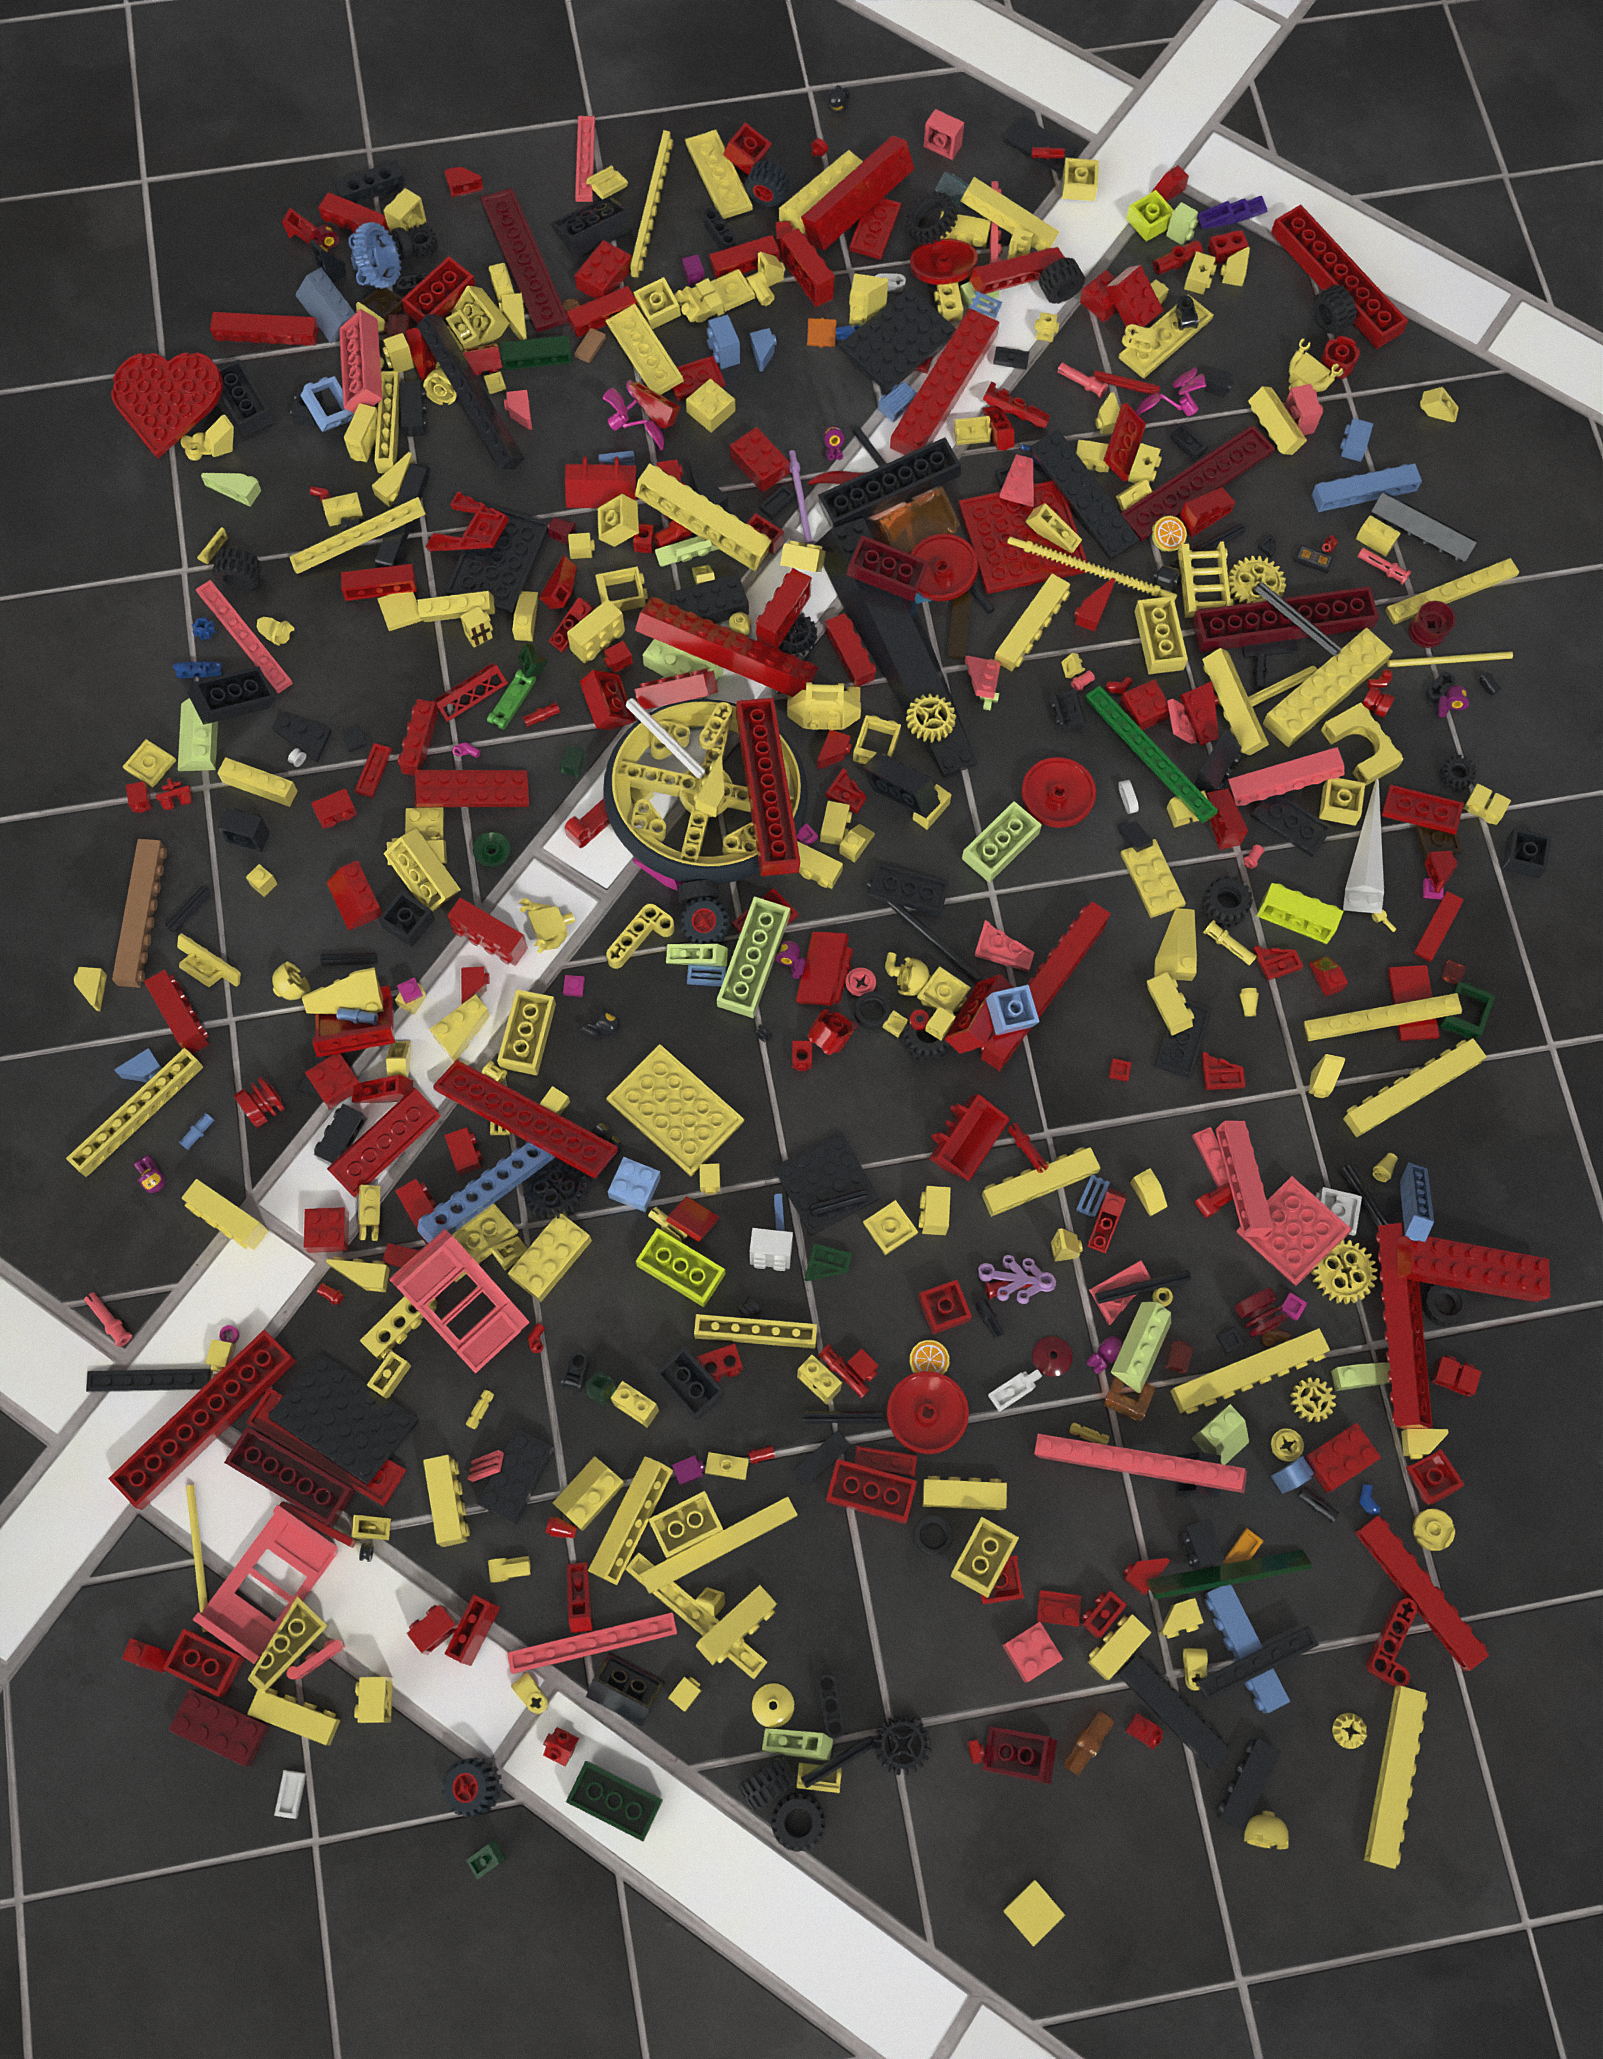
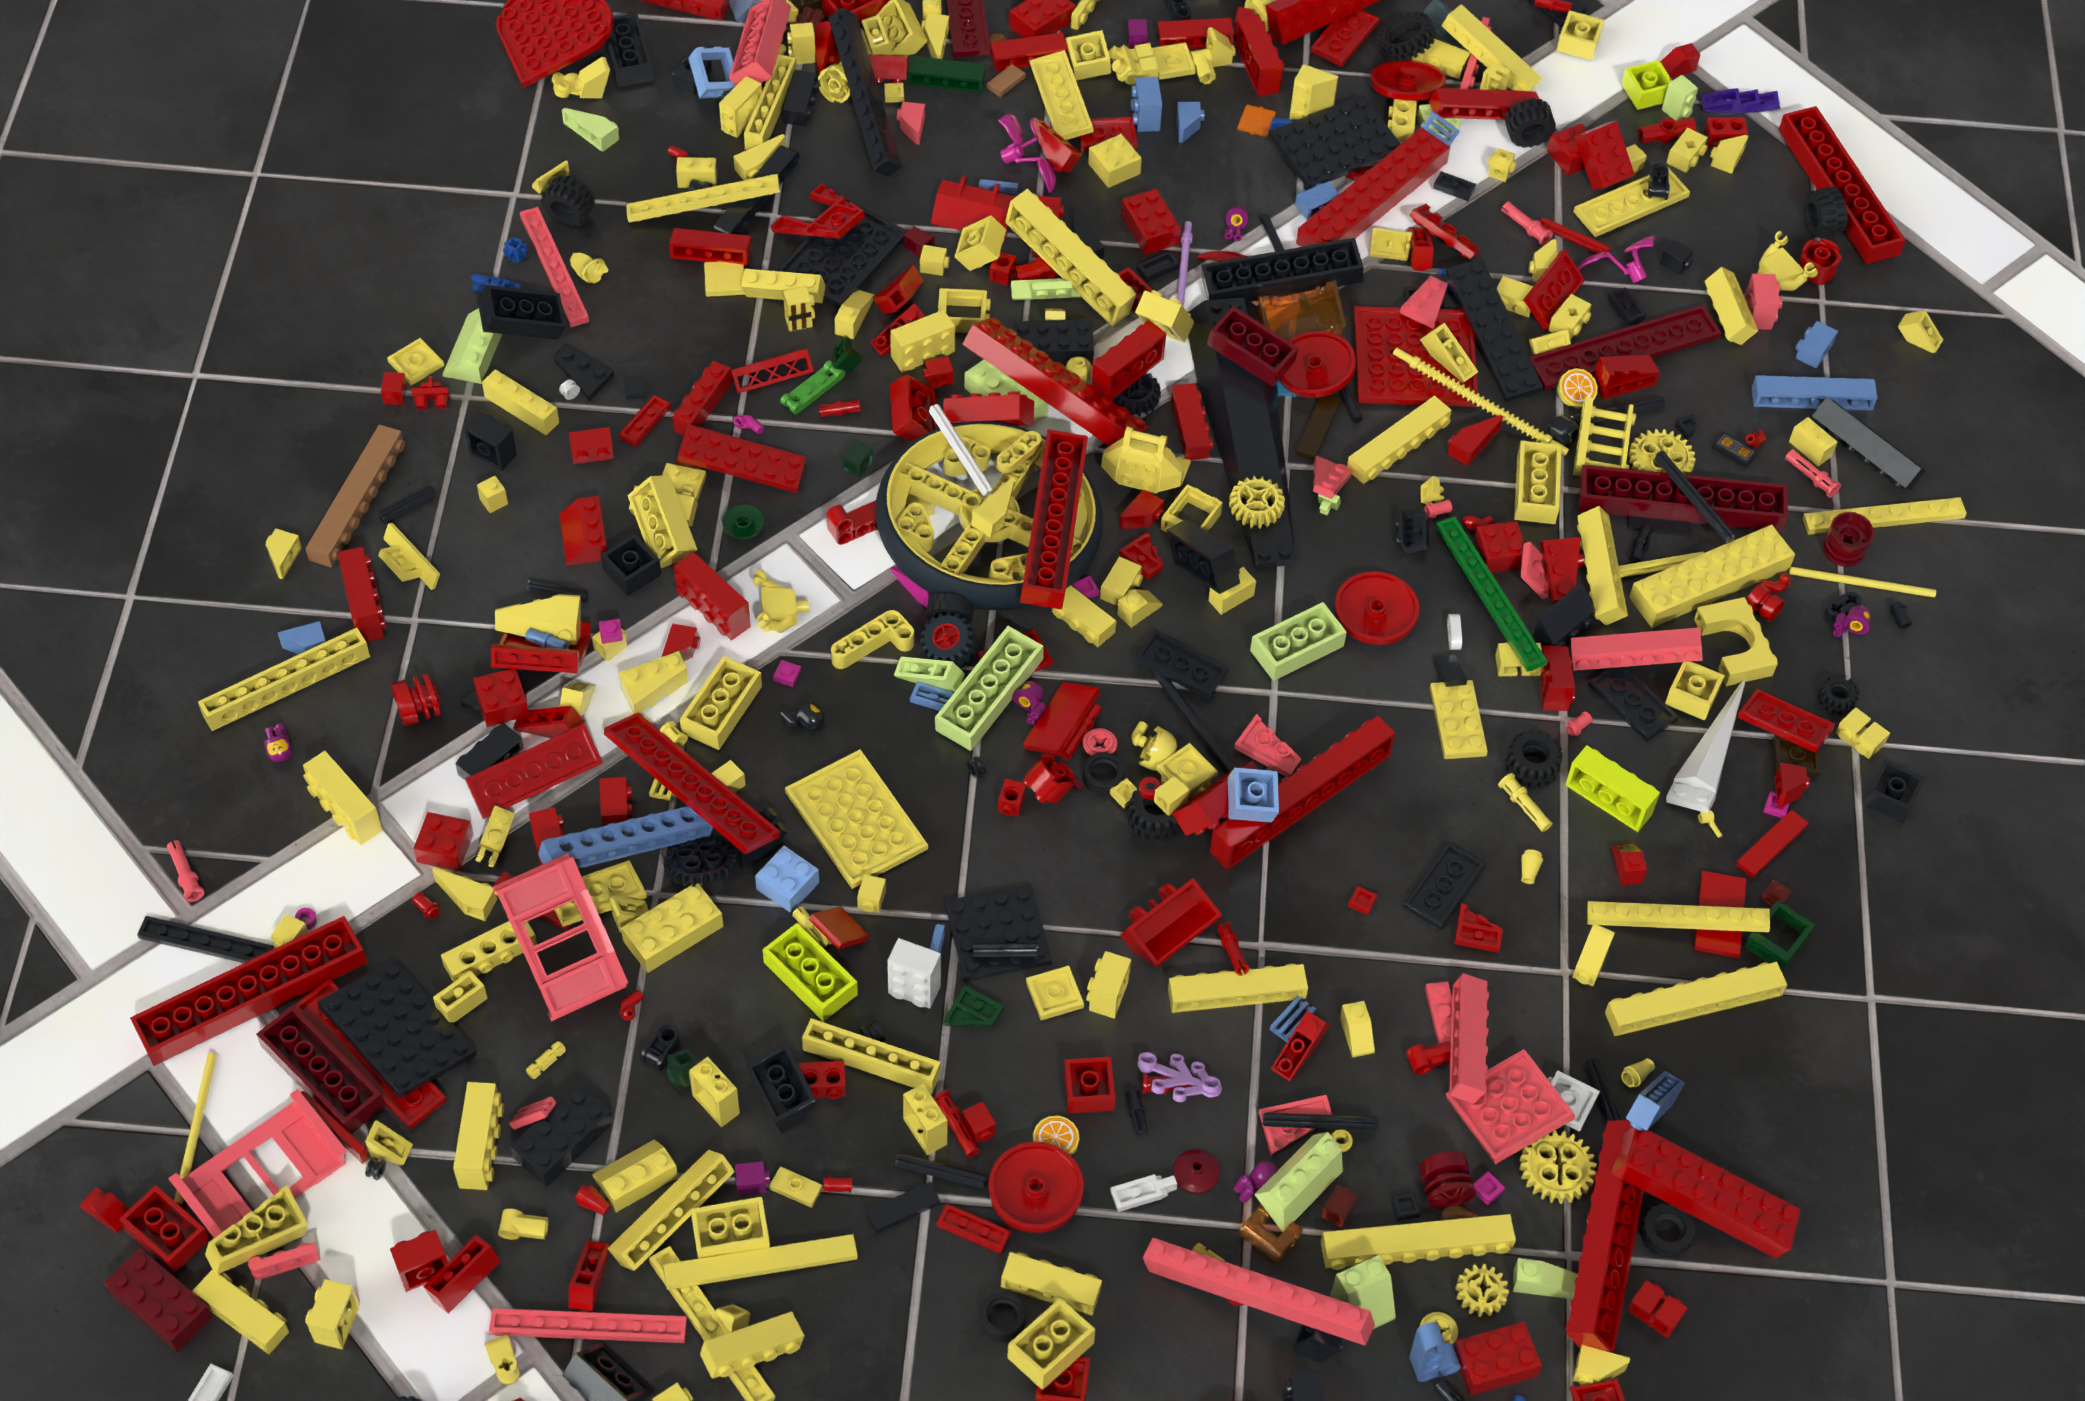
camera: 15 degrees right, 15 degrees down
(196, 1131) = (341, 714): medium blue pin -> none
(289, 983) = (486, 595): light yellow cylinder -> none
(871, 1491) = (946, 1250): red brick -> none
(893, 278) = (1345, 89): white beam -> none
(1065, 1245) = (1245, 1055): light yellow slope -> none
(1141, 339) = (1601, 195): light yellow piece -> none
(1170, 1003) = (1438, 843): light yellow brick -> none
(1178, 948) = (1464, 796): light yellow wedge -> none
(1277, 962) = (1574, 834): red wing -> none

